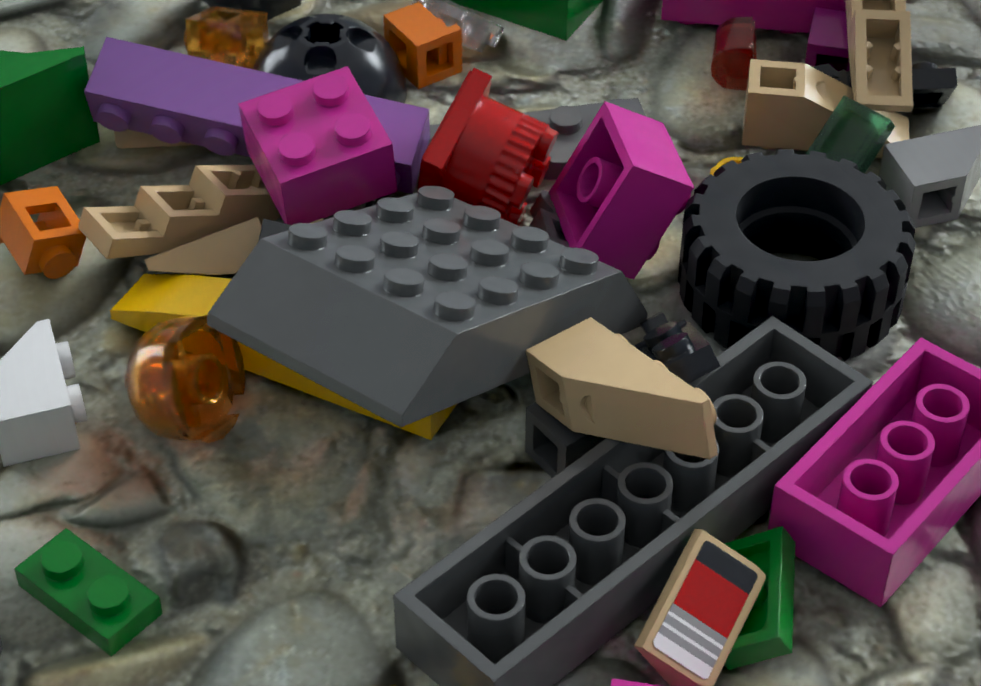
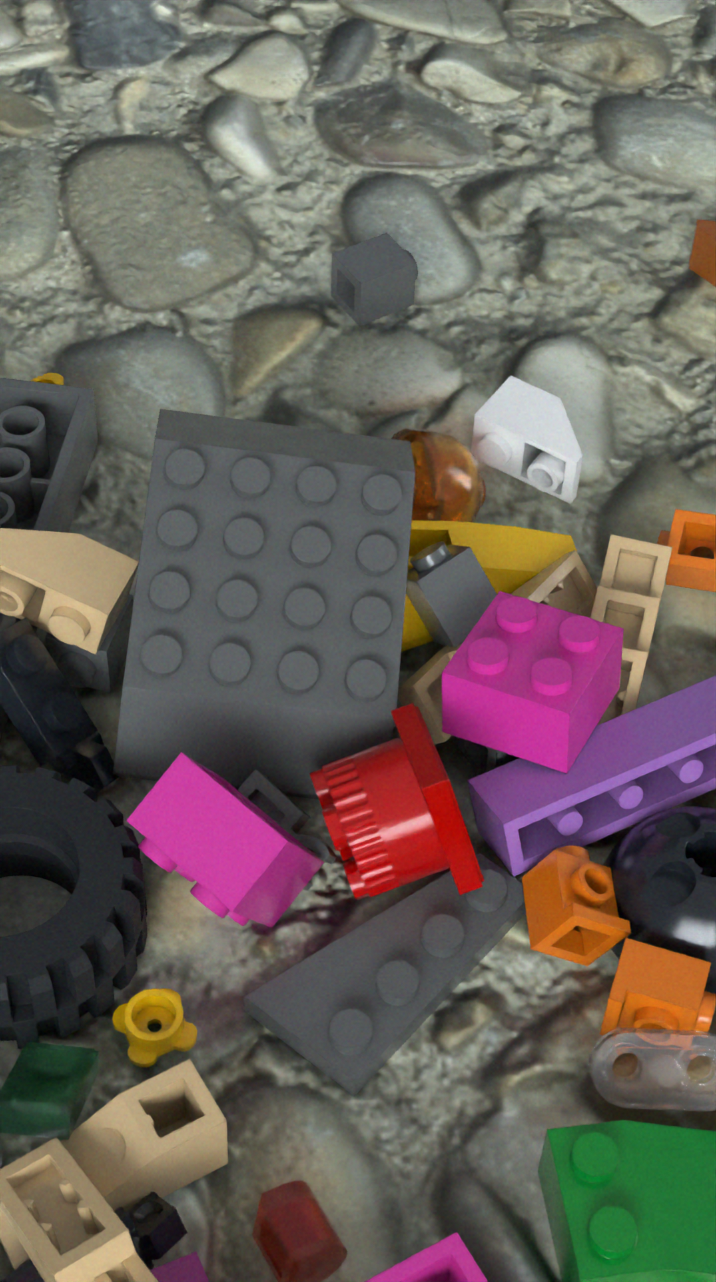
camera: 140 degrees right, 5 degrees up
(88, 591) = (340, 368): green plate -> none
(424, 81) = (572, 907): none -> orange brick

